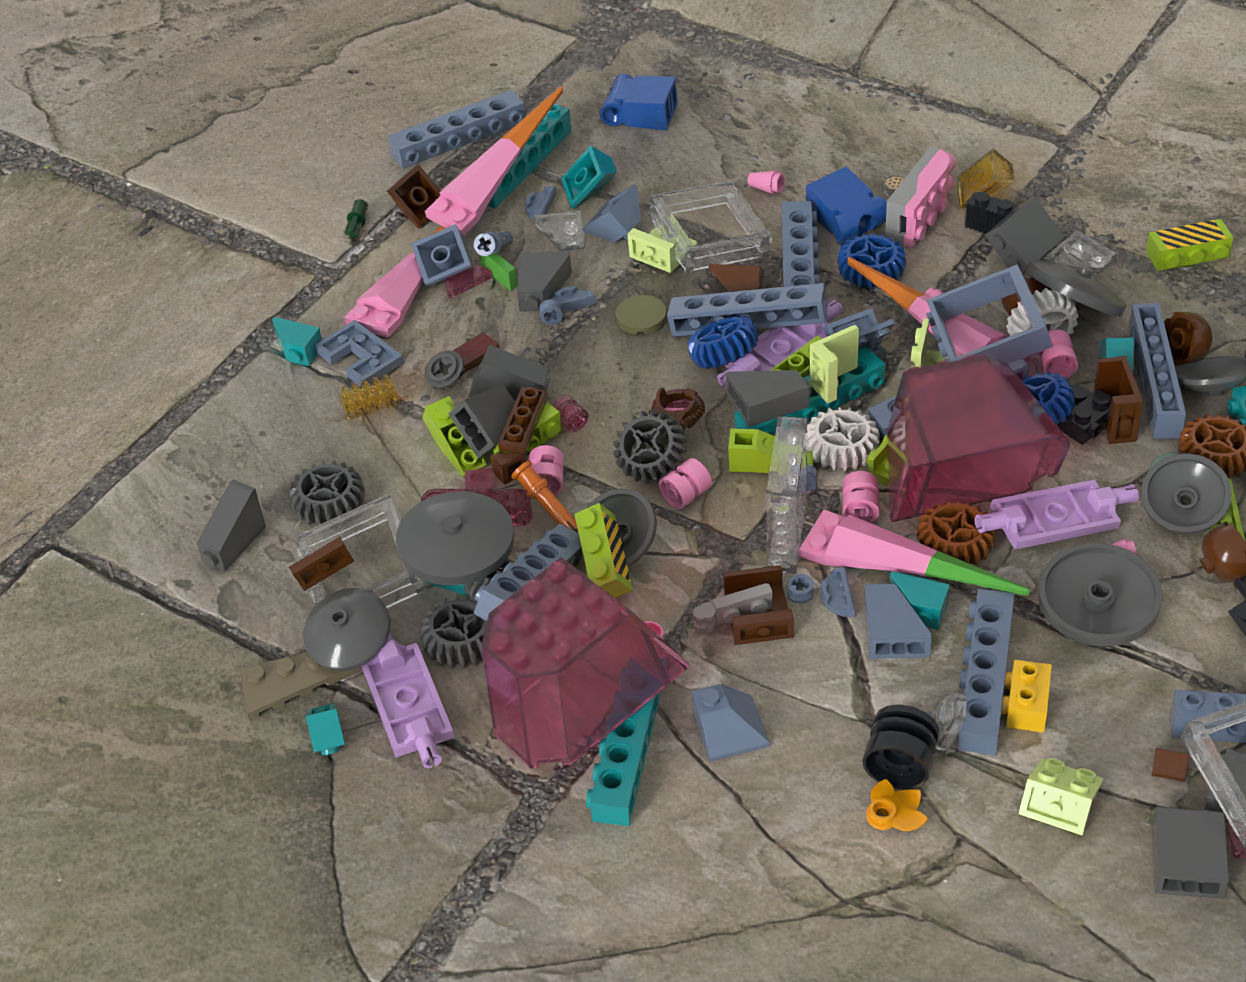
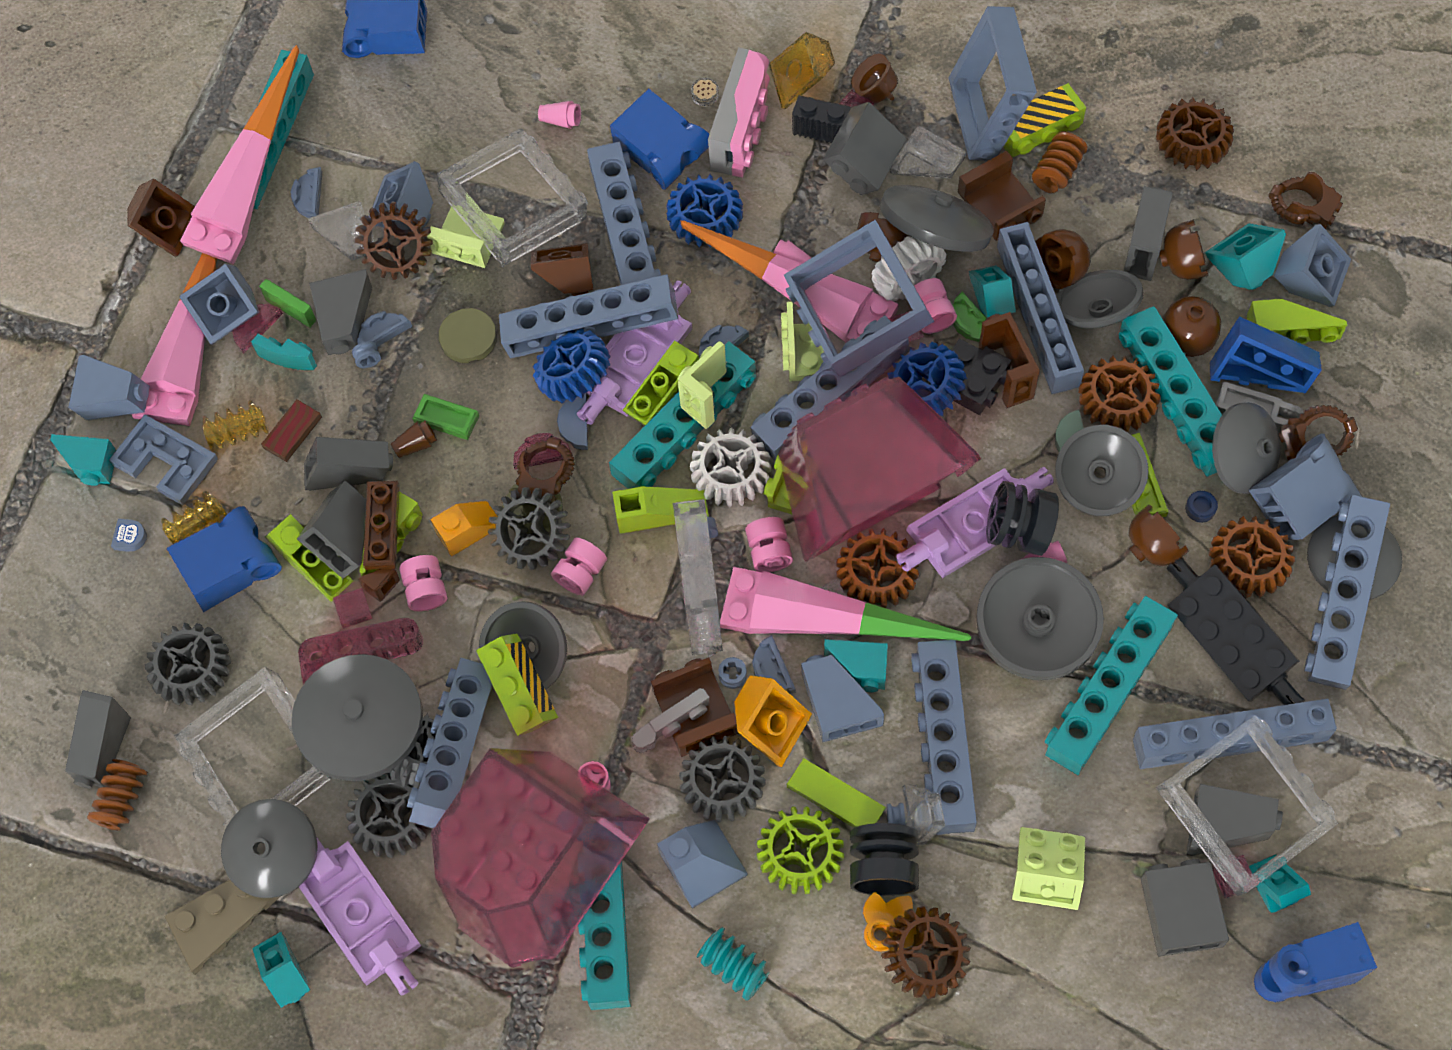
camera: 15 degrees left, 20 degrees up
(232, 572) = (116, 794): none -> dark orange piece
(310, 401) = (128, 535): none -> sand blue tile
(321, 564) = (214, 771): reddish brown panel -> none
(329, 298) = (106, 390): none -> sand blue slope
(356, 218) = (99, 260): dark green axle -> none
(382, 426) = (224, 558): none -> blue piece
(424, 339) = (234, 425): none -> clear yellow piece
(434, 369) = (257, 462): dark grey gear -> none
(456, 129) = (179, 102): sand blue brick -> none
(483, 301) = (288, 355): none -> teal slope
(494, 241) = (274, 278): sand blue pin -> none
(538, 489) = (423, 616): orange pin -> none
(571, 414) = (427, 495): clear pink wheel -> none
(572, 374) = (414, 439): none -> reddish brown cone
(587, 175) = (353, 147): teal slope -> none
(591, 439) = (463, 525): none -> light orange slope
(601, 245) = (382, 244): none -> reddish brown gear
(604, 366) = (446, 416): none -> bright green tile
(711, 390) = (571, 426): none -> sand blue tile
(735, 805) = (733, 963): none -> teal piece
(767, 394) = (640, 437): dark grey slope -> none
(768, 671) = (734, 784): none -> dark grey gear
(824, 731) = (789, 856): none -> lime gear
(826, 624) = (769, 717): none -> light orange slope
(859, 691) = (834, 795): none -> lime tile
(870, 331) = (715, 322): sand blue bracket -> none
(934, 821) = (926, 939): none -> reddish brown gear
(1028, 695) = (993, 758): yellow brick -> none
(1050, 195) = (875, 79): none -> reddish brown piece
(1086, 372) = (968, 319): none -> bright green tile
(1099, 507) = (1022, 518): none -> black wheel
(1137, 284) = (1000, 194): none -> reddish brown panel
(1156, 661) = (1075, 752): none -> teal brick
(1157, 165) = (994, 33): none -> sand blue window
(1170, 764) = (1145, 803): reddish brown slope -> none
(1200, 274) = (1059, 162): none -> dark orange piece

